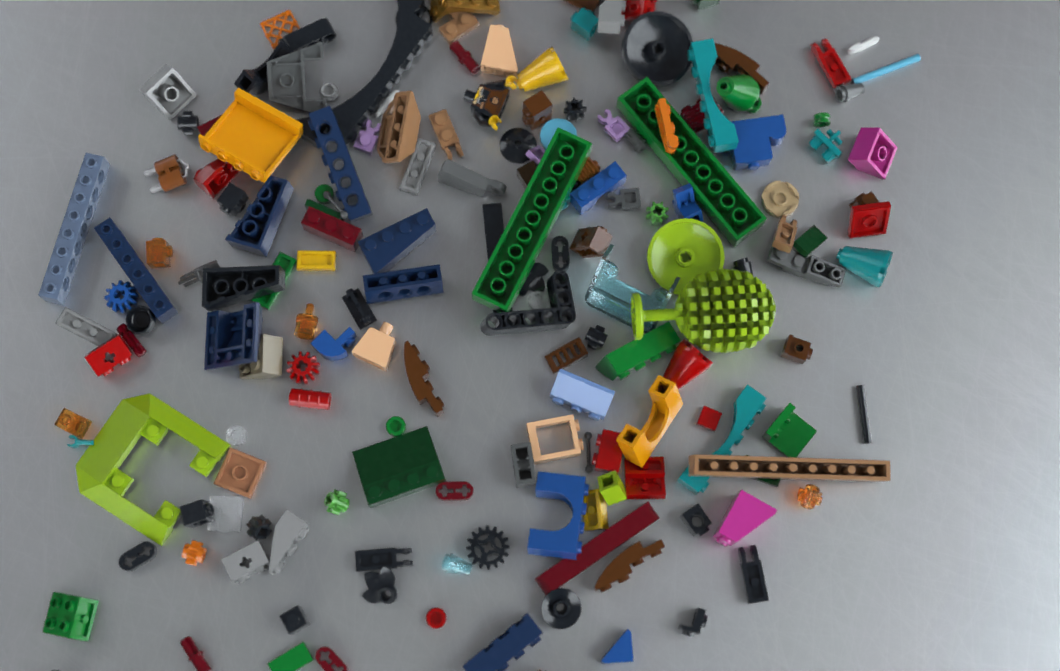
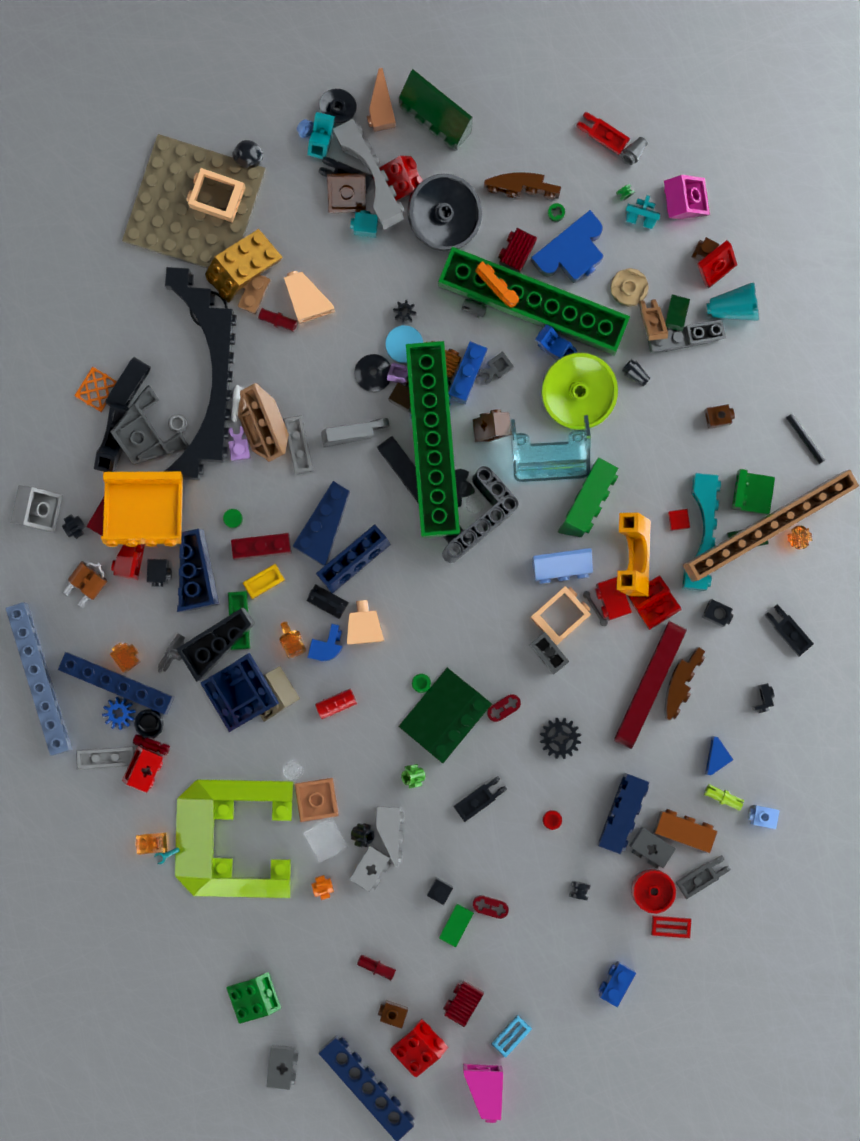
camera: 30 degrees left, 10 degrees up
(140, 560) = (272, 915): black beam -> none
(197, 513) = (304, 854): black brick -> none
(295, 366) = (311, 673): red gear -> none
(320, 207) = (243, 534): dark green tile -> none
(327, 117) = (198, 452): dark blue brick -> none
(327, 195) = (237, 518): dark grey hinge -> none
(378, 584) = (489, 821): black plate -> none
(418, 372) = (411, 628): reddish brown slope -> none
(445, 133) = (303, 400): medium nougat hinge -> none
(454, 564) = (541, 768): clear light blue cone -> none
(490, 101) = (326, 349): torso -> none
(537, 110) = (373, 334): reddish brown brick -> none
(542, 72) = (355, 294): yellow cone -> none
(556, 254) = (466, 453): black beam -> none
(562, 542) = (602, 651): blue arch -> none
(568, 615) = (657, 755): black dish -> none
(569, 361) = (537, 523): reddish brown slope -> none
(596, 337) = (544, 506): black gear -> none
(596, 512) = (628, 653): yellow slope -> none
(611, 487) = (633, 628): lime brick -> none
(614, 127) = (449, 306): lavender plate -> none
(659, 208) = (530, 359): bright green gear -> none
(686, 364) = (634, 487): red cone -> none
(715, 311) = (634, 428): lime plant -> none
(721, 130) = (546, 259): teal arch -> none
(738, 92) = (539, 211): green cone -> none
(741, 518) = (755, 591): dark pink slope -> none
(860, 46) = (622, 97): white piece -> none
(886, 69) = (655, 109): medium azure bar -> none

